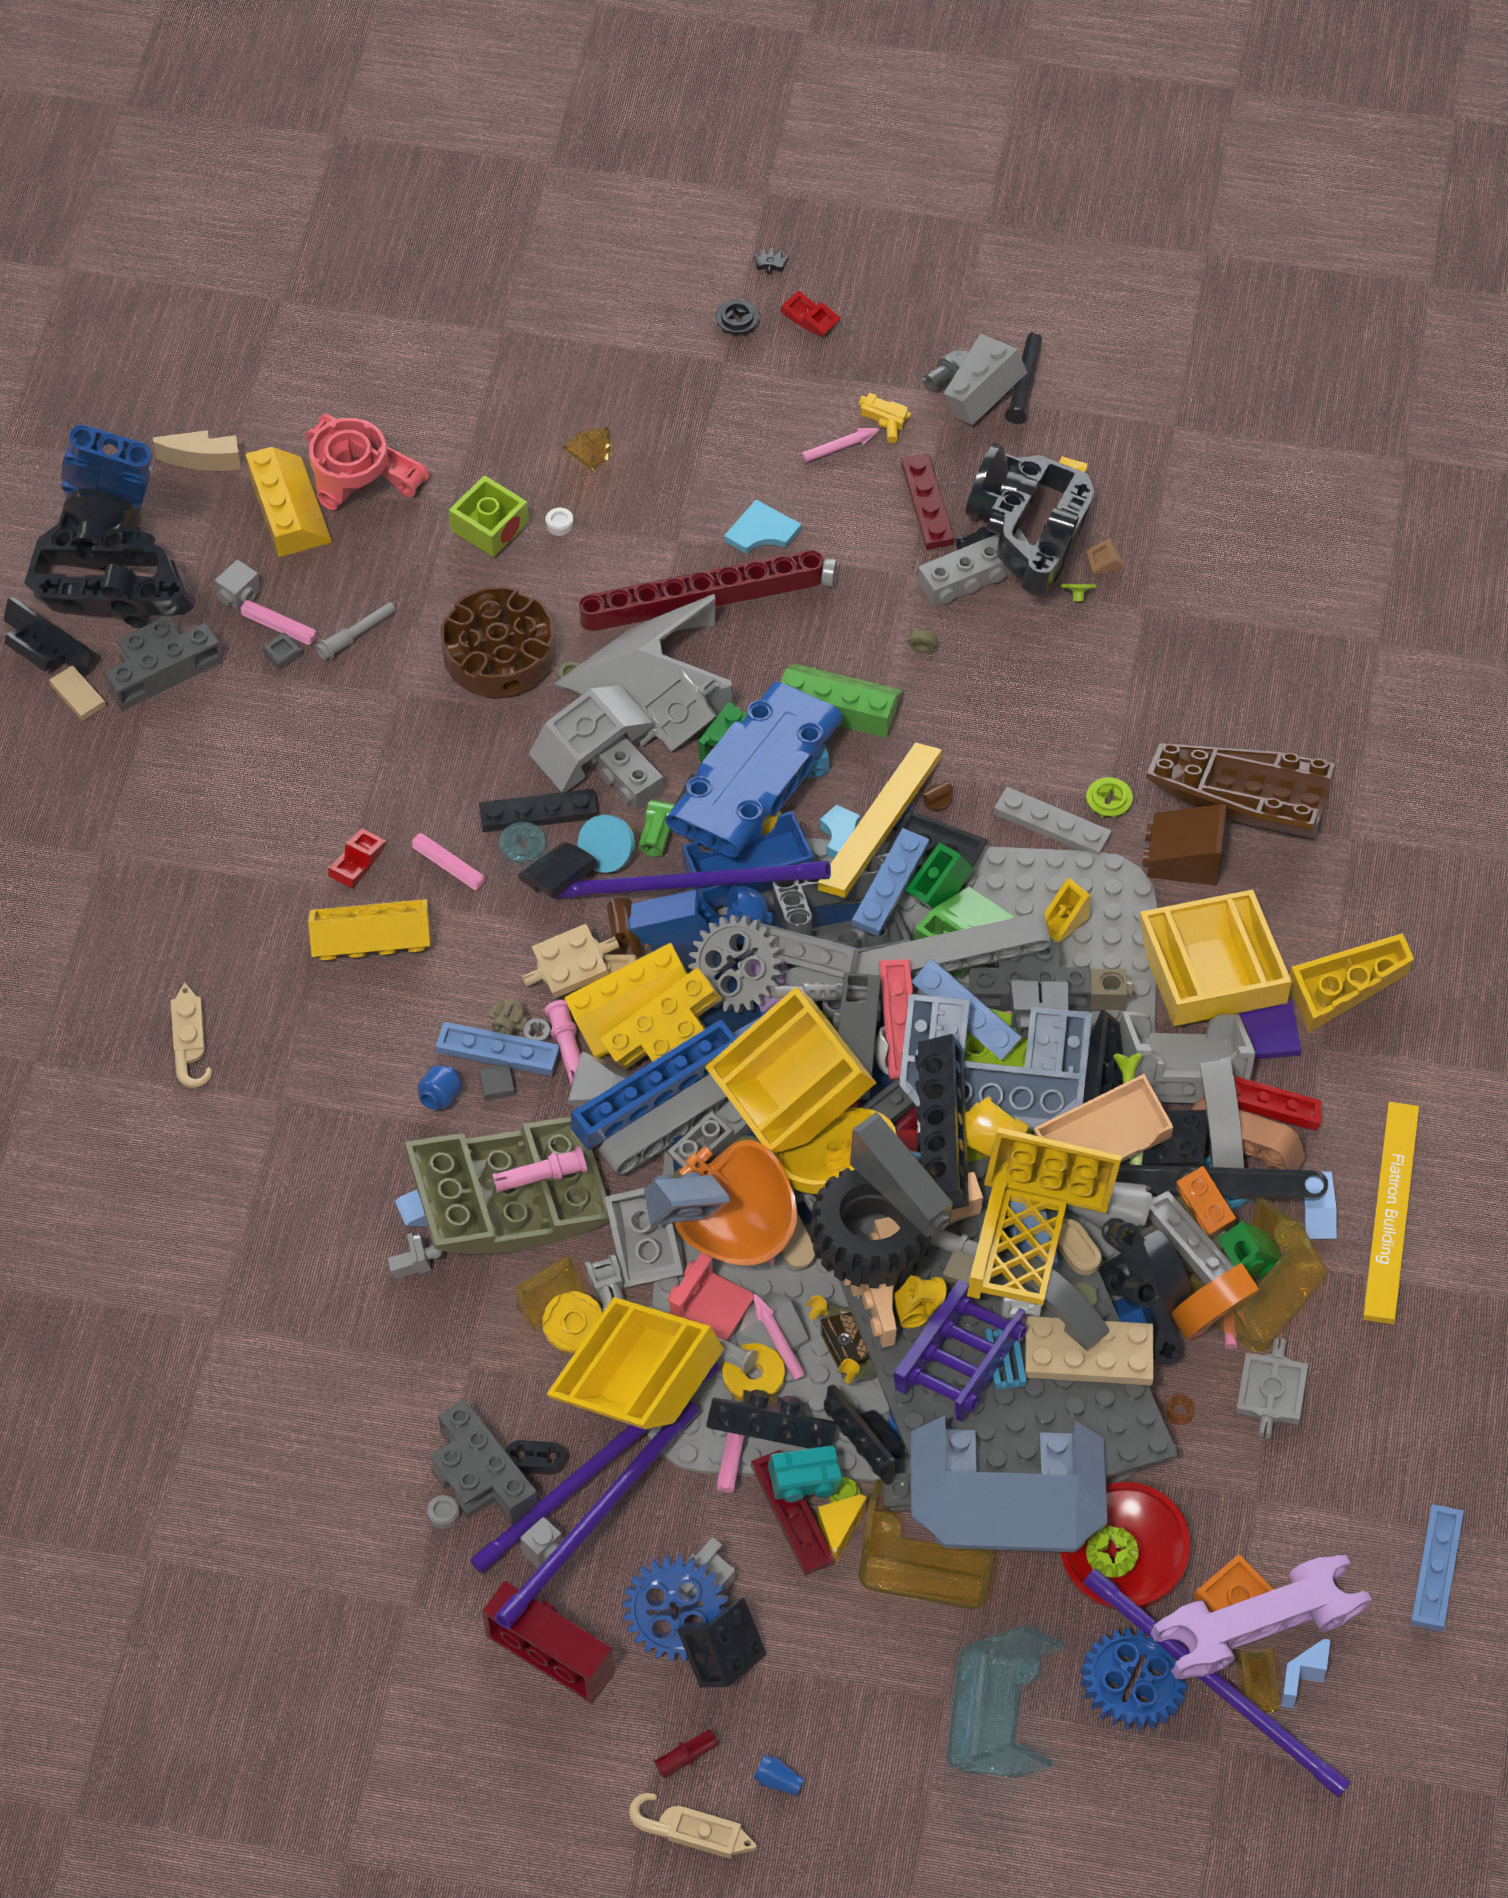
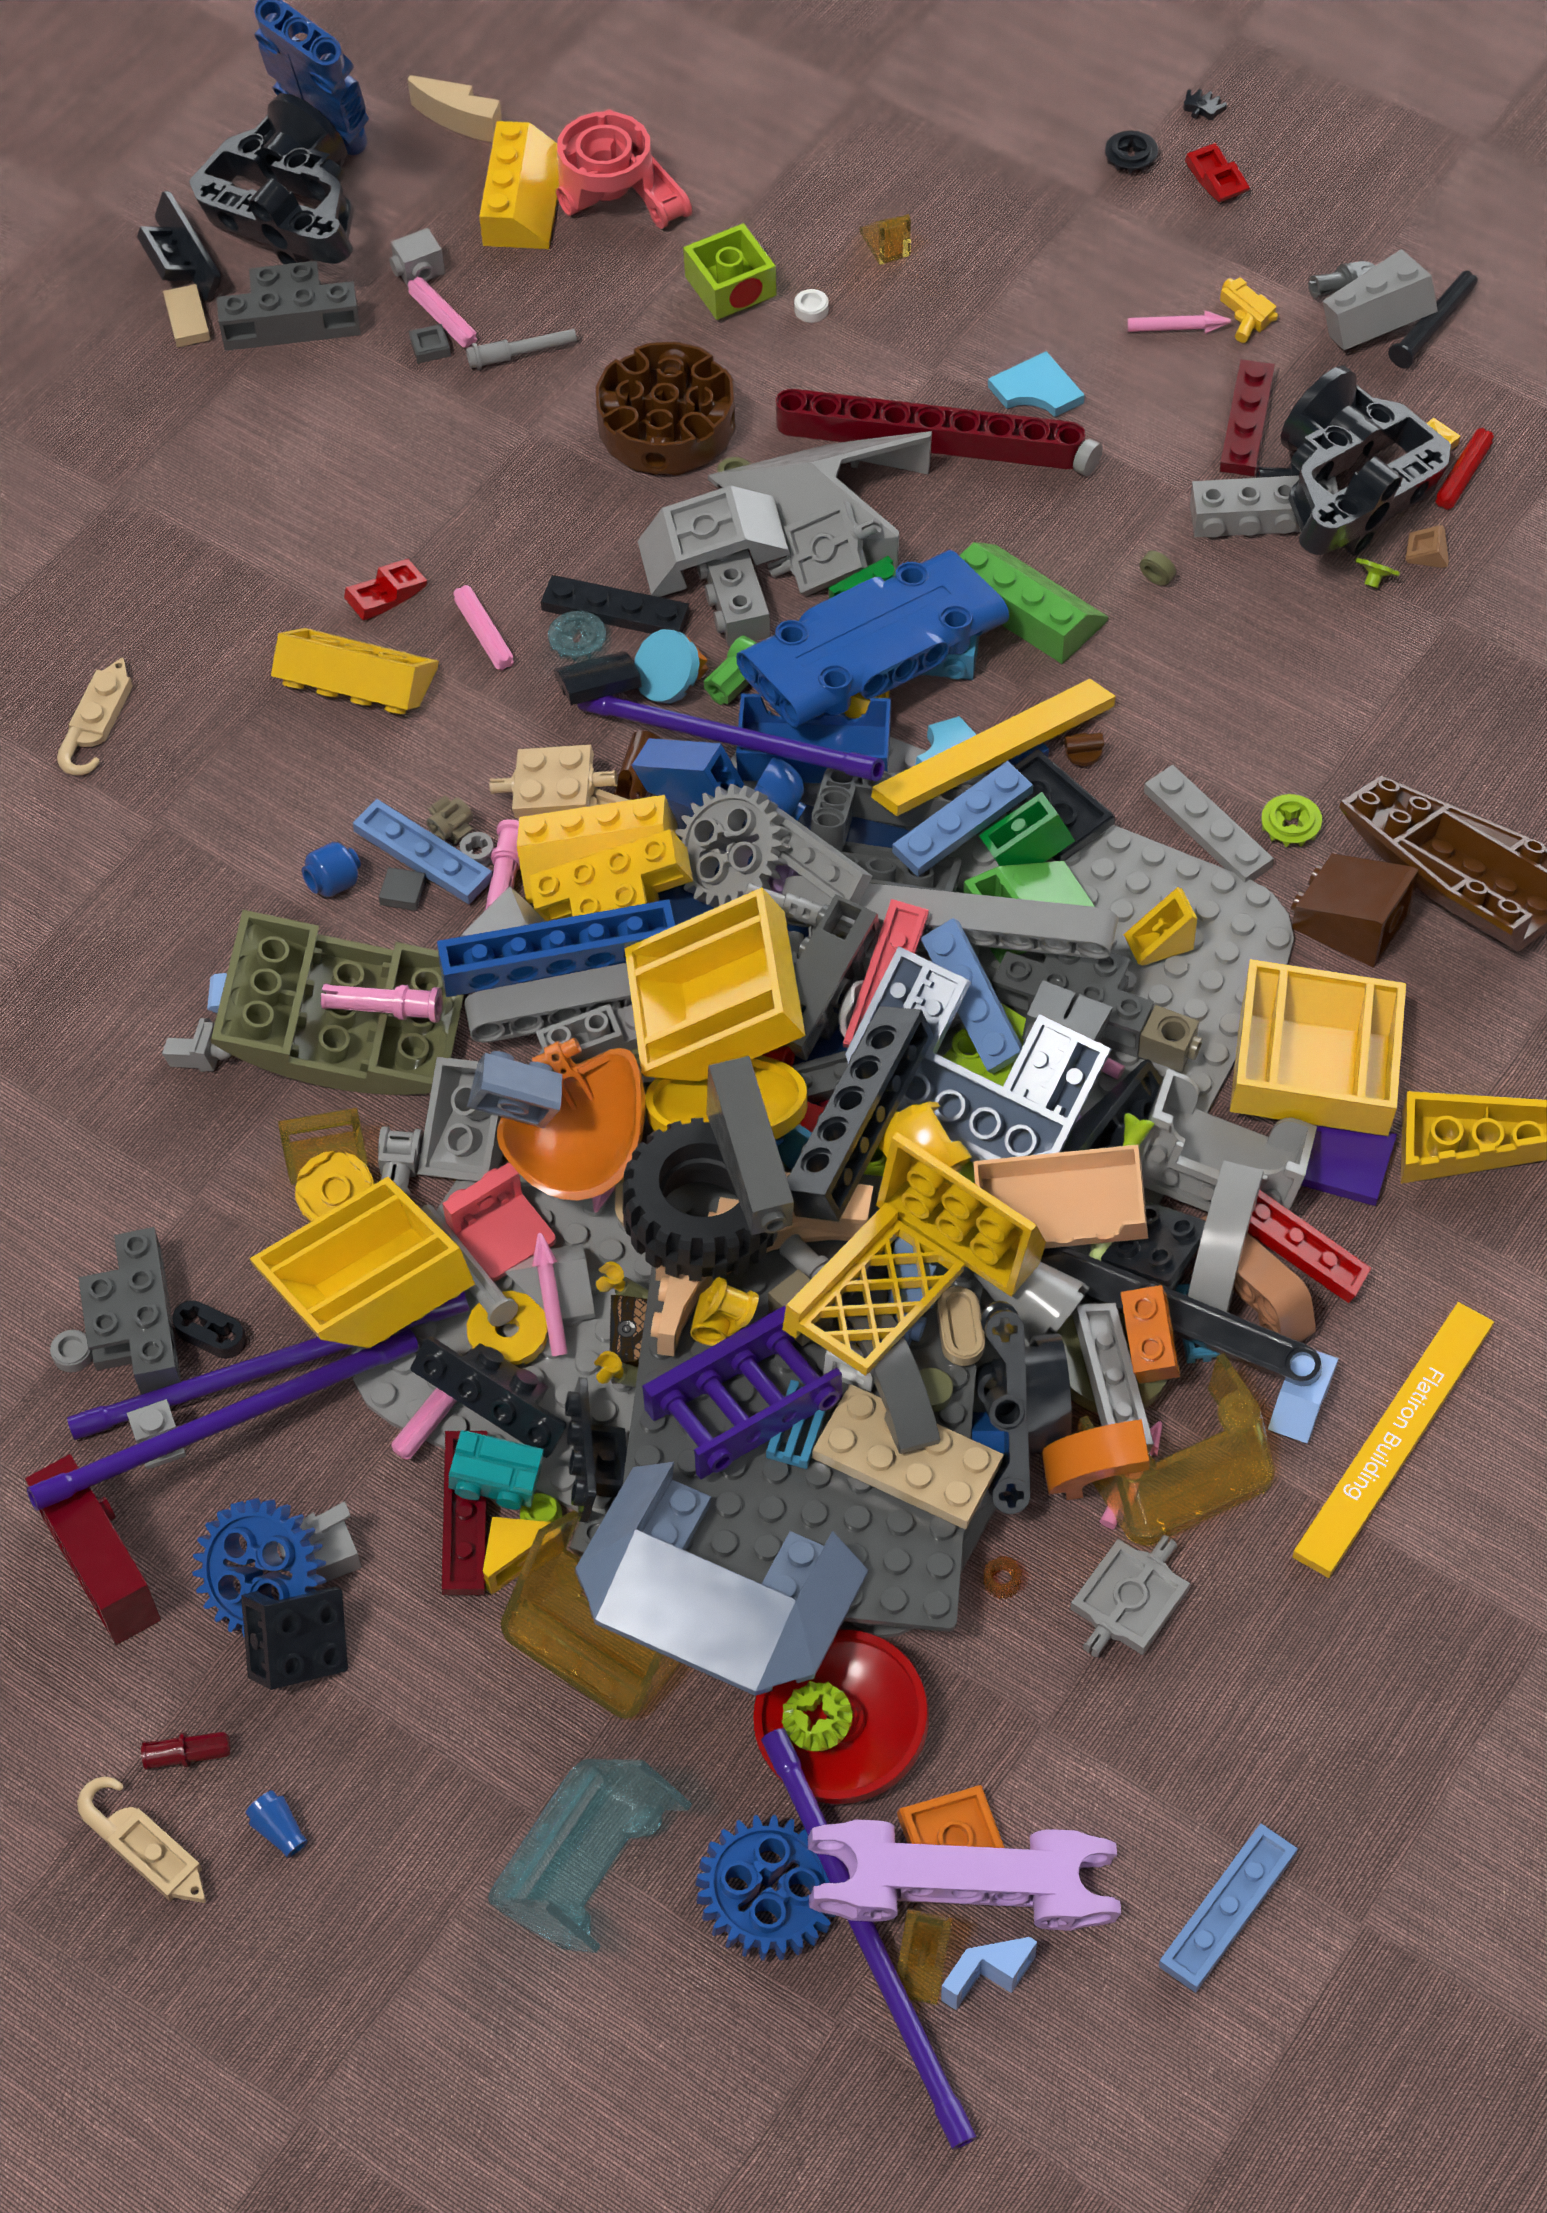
camera: 25 degrees right, 0 degrees up
(1101, 488) = (1464, 468): none -> red axle
(1251, 1248) = (1180, 1411): green brick -> none

